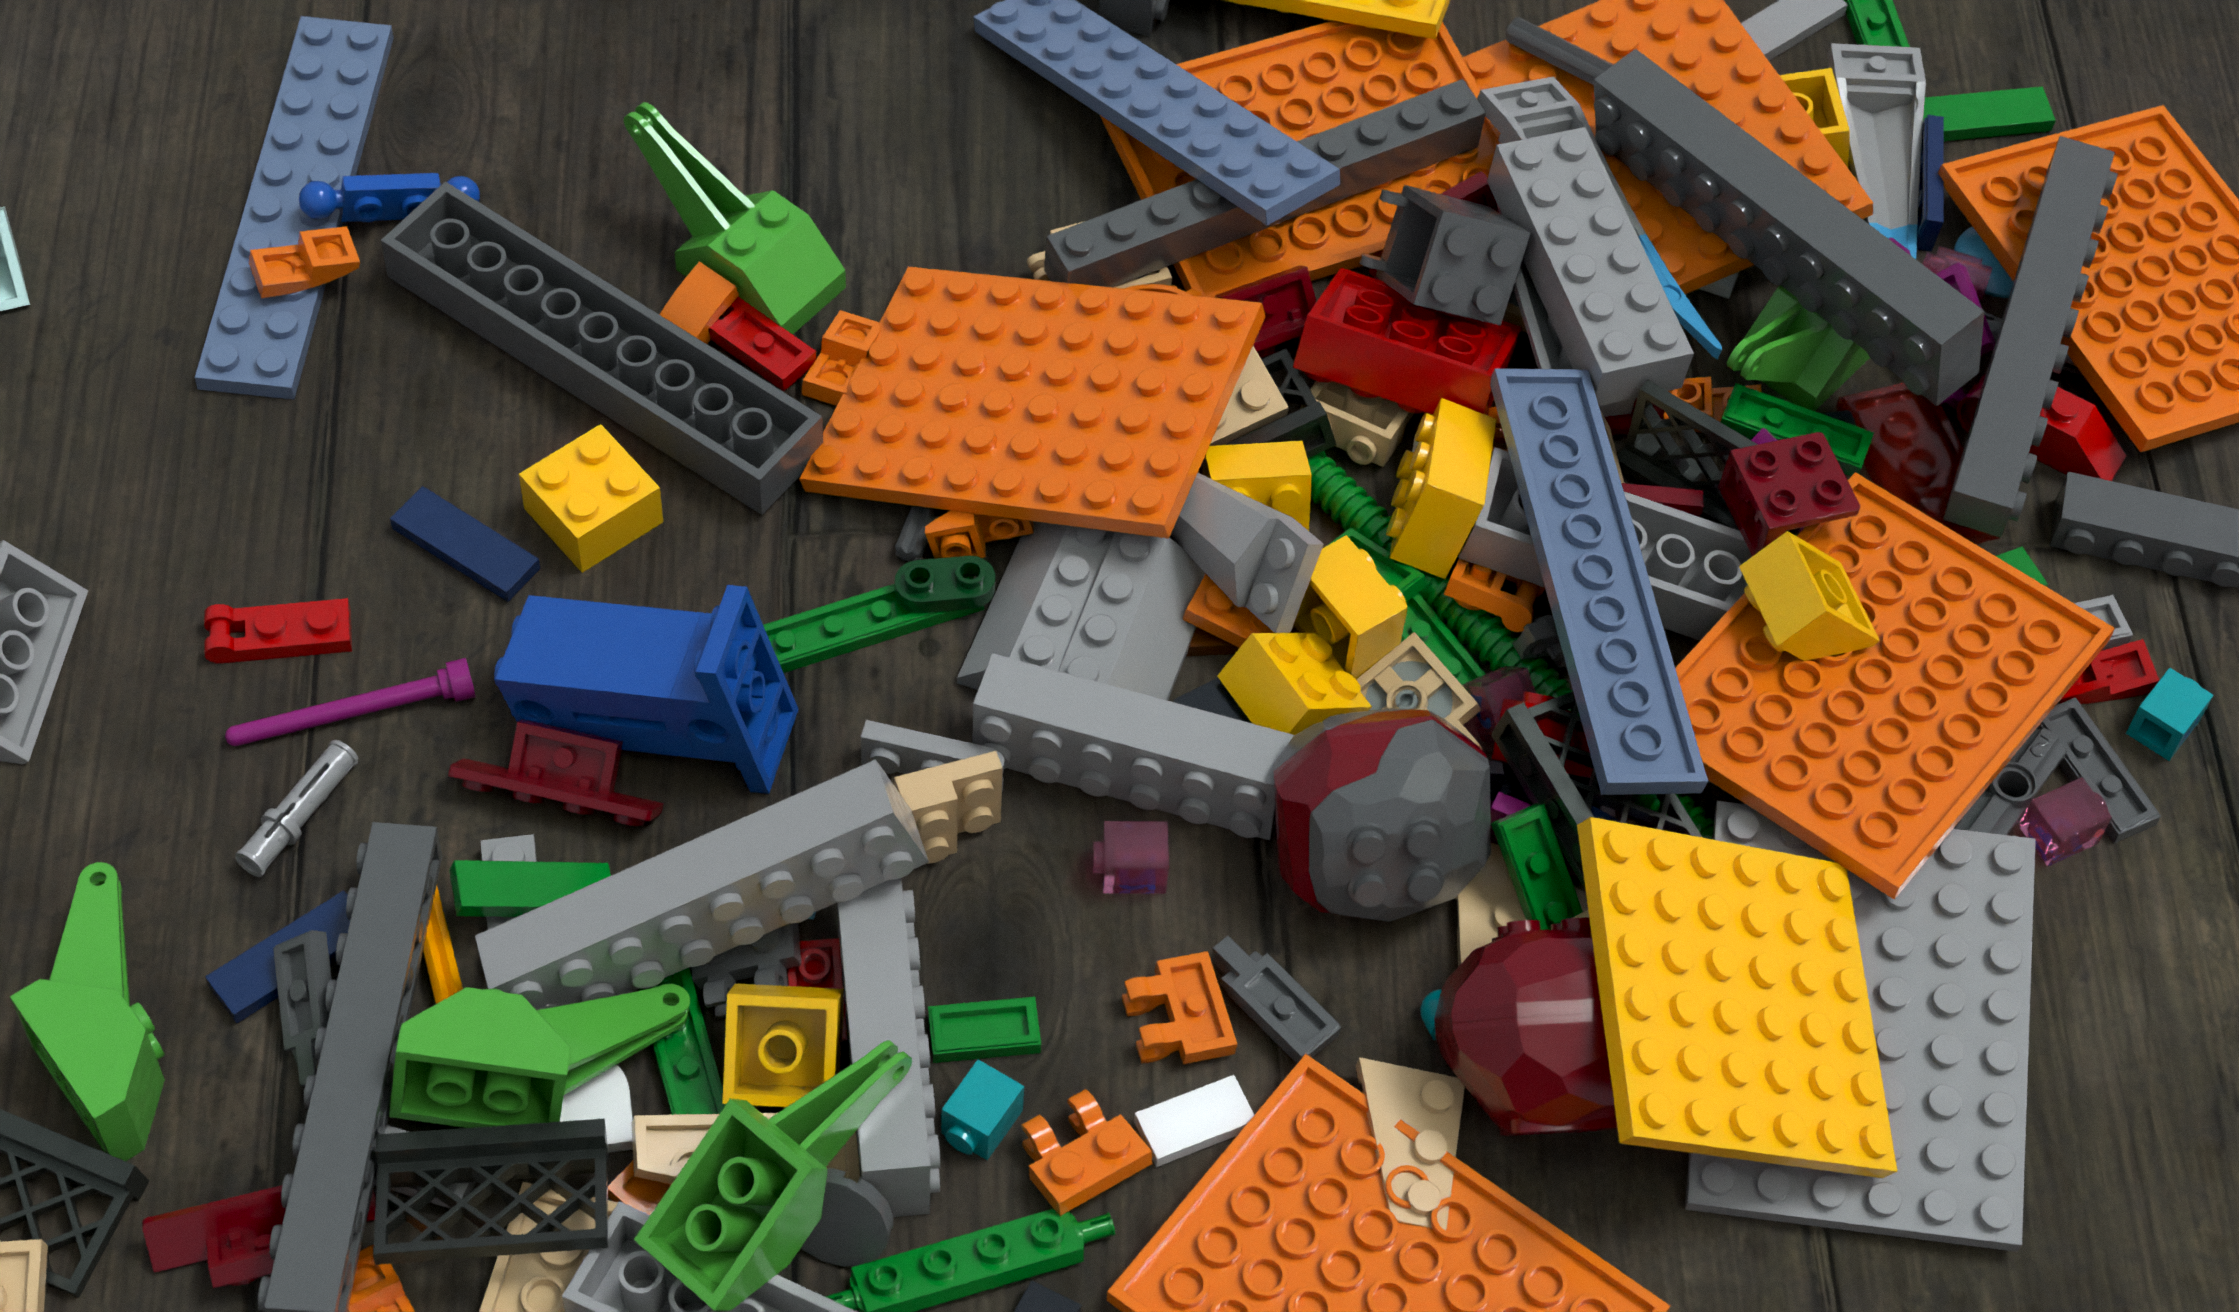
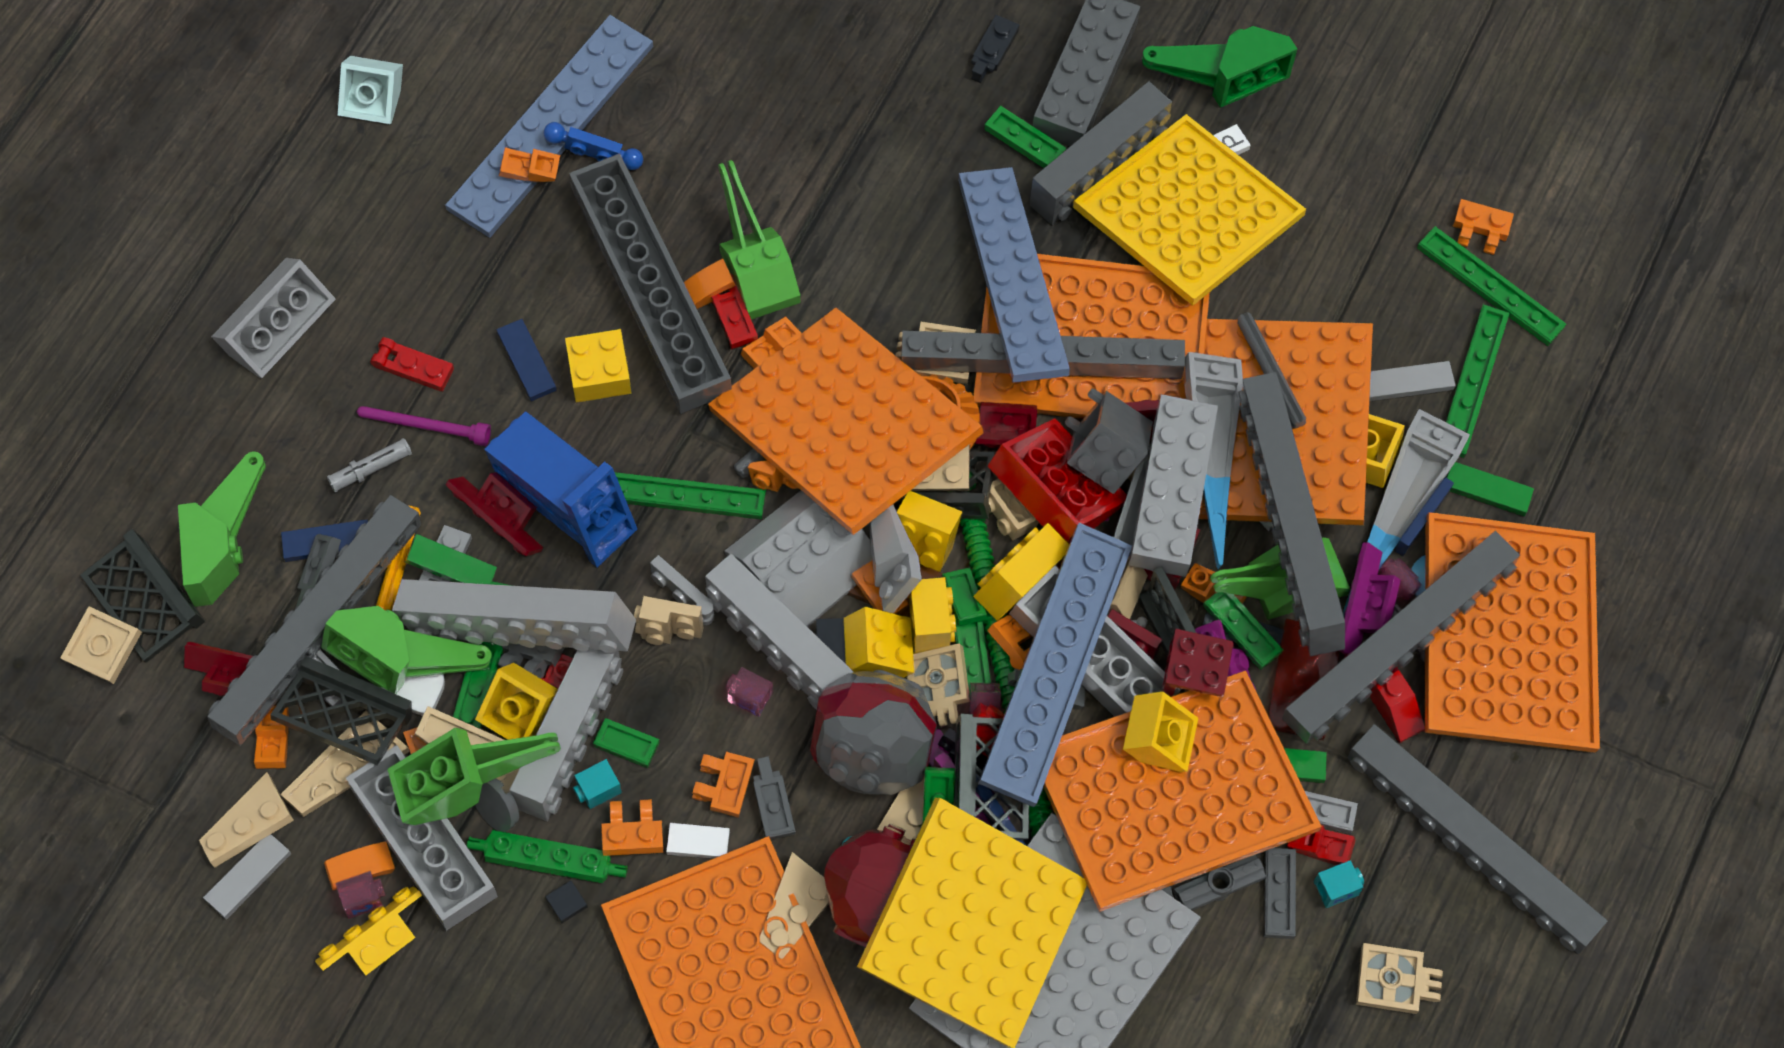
camera: 30 degrees right, 10 degrees up
(945, 584) = (743, 498): dark green plate -> none
(2065, 821) = (1240, 913): clear pink brick -> none

